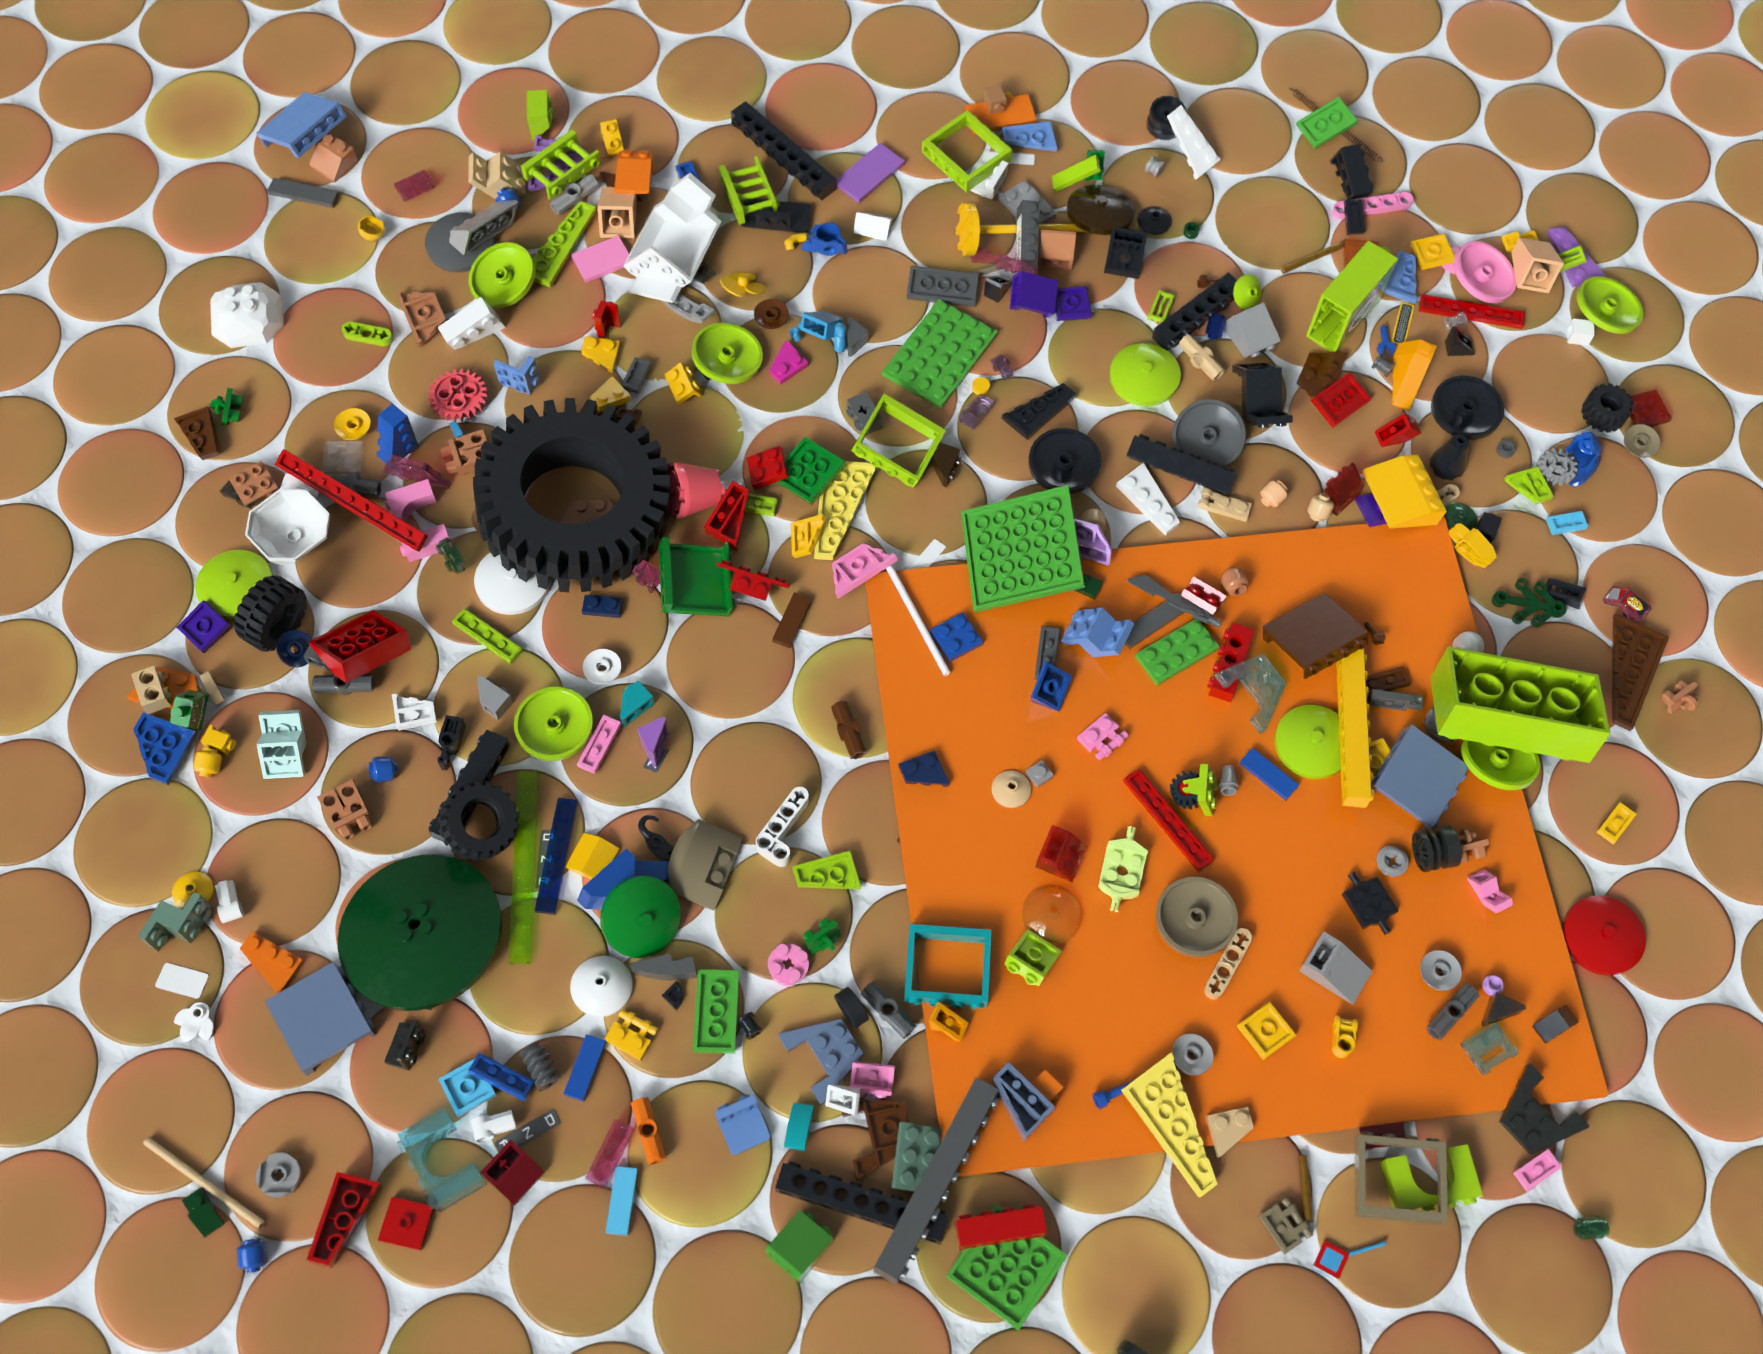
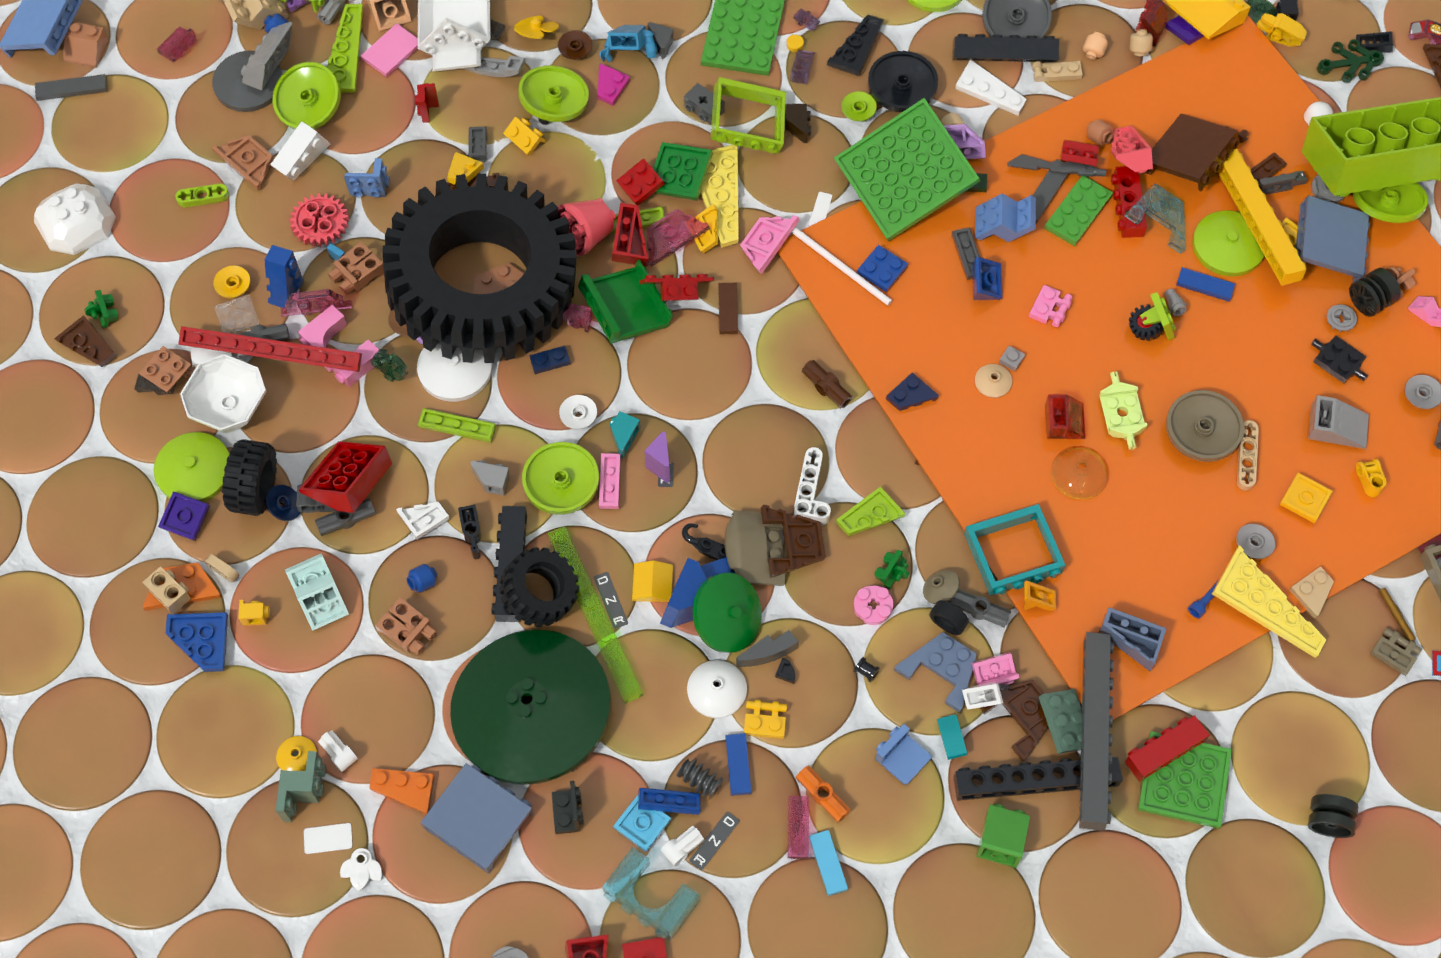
camera: 20 degrees left, 0 degrees up
(189, 709) = (213, 594): green torso -> none
(207, 762) = (252, 635): yellow head -> none
(371, 228) = (157, 97): yellow hair -> none
(512, 1172) = (721, 877): dark red slope -> none
(556, 856) = (619, 593): clear blue tile -> none
(601, 351) = (433, 133): yellow wing -> none
(716, 1011) = (831, 669): bright green plate -> none
(749, 874) = (802, 541): none -> reddish brown wing
(772, 528) = (672, 234): none -> clear pink wing
(860, 973) = (941, 586): none -> dark tan dish
(1011, 463) = (861, 101): none -> lime dish
(1032, 958) = (1083, 515): lime plate -> none
(1048, 1087) = (1150, 614): orange brick -> none
(1168, 820) = (1140, 355): red tile -> none
(1253, 610) = (1131, 149): none -> coral wedge

